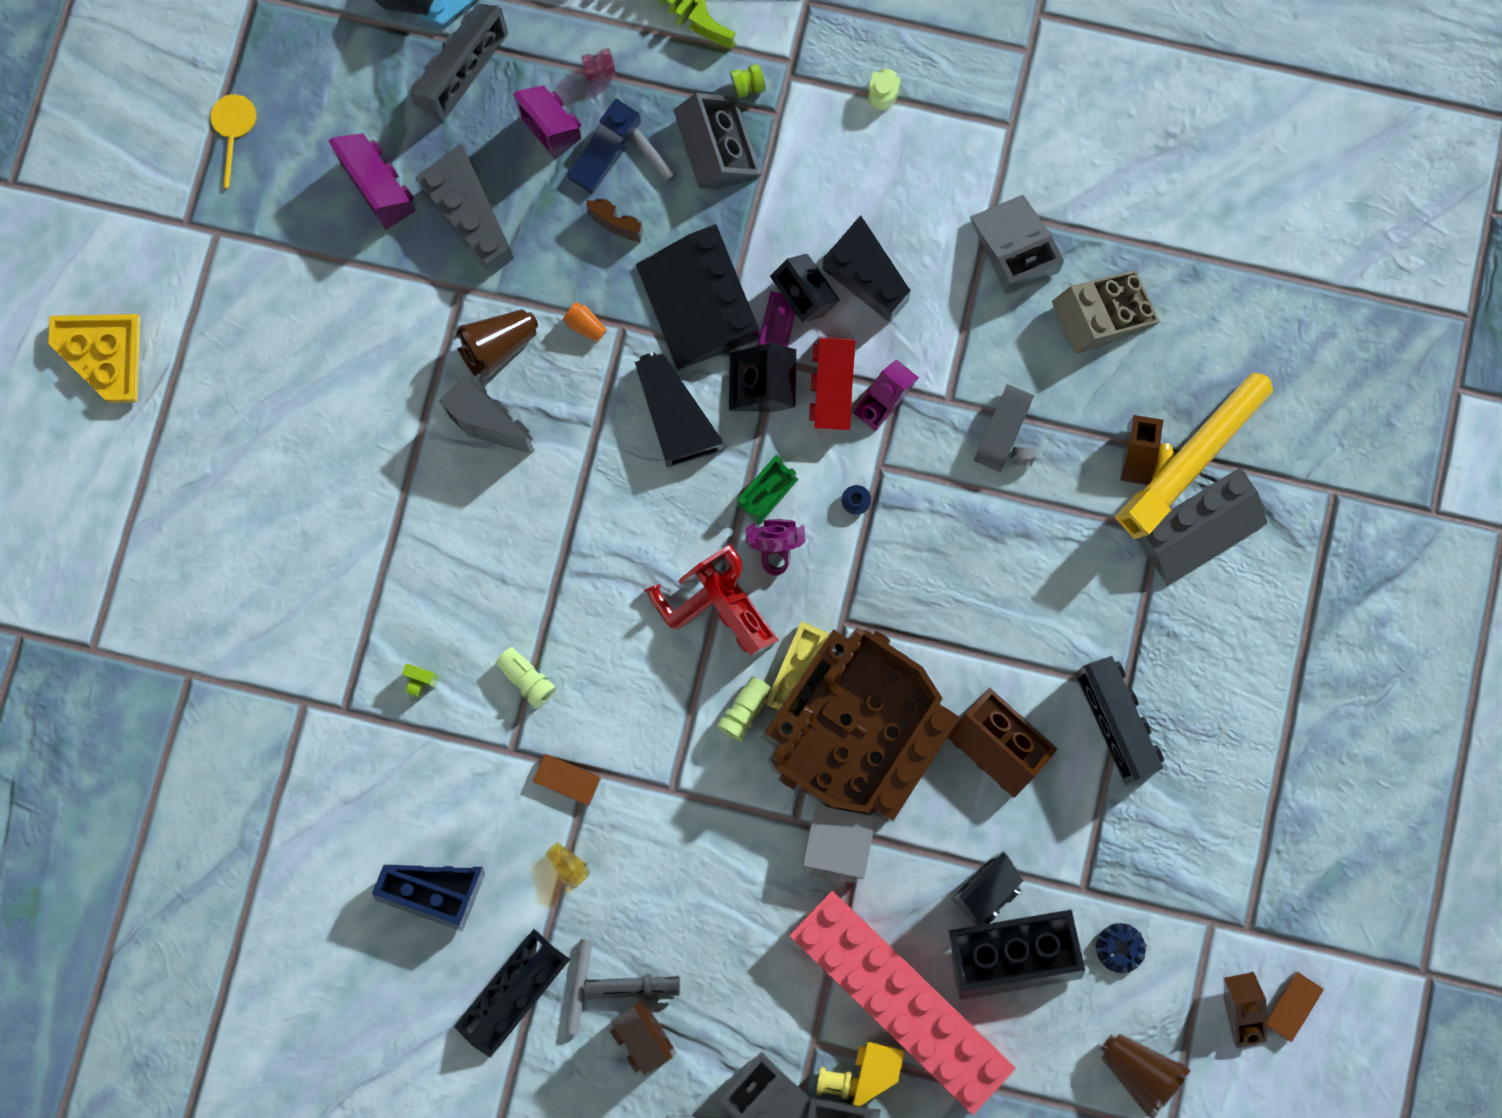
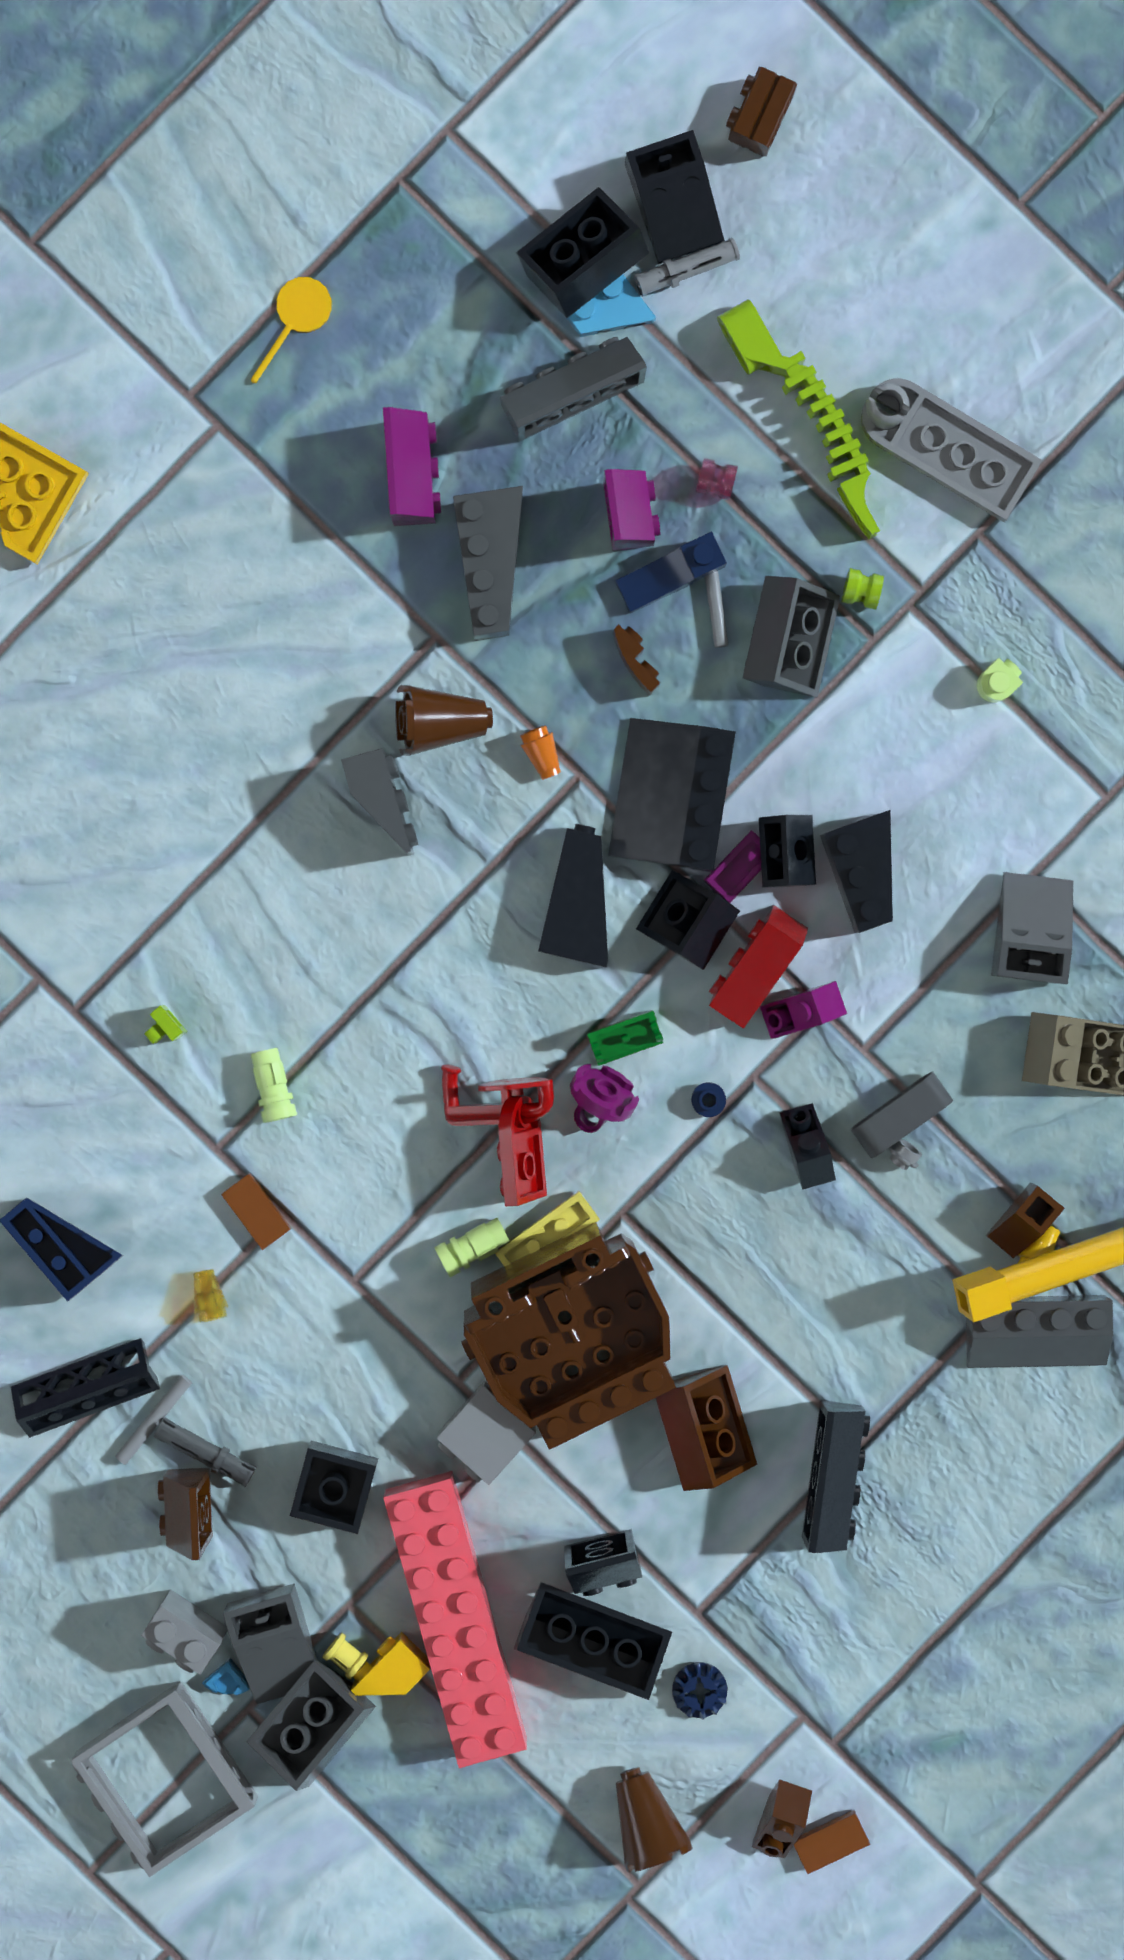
camera: 25 degrees right, 10 degrees up
(747, 952) = (334, 1487): none -> black brick
(950, 490) = (808, 1146): none -> black slope

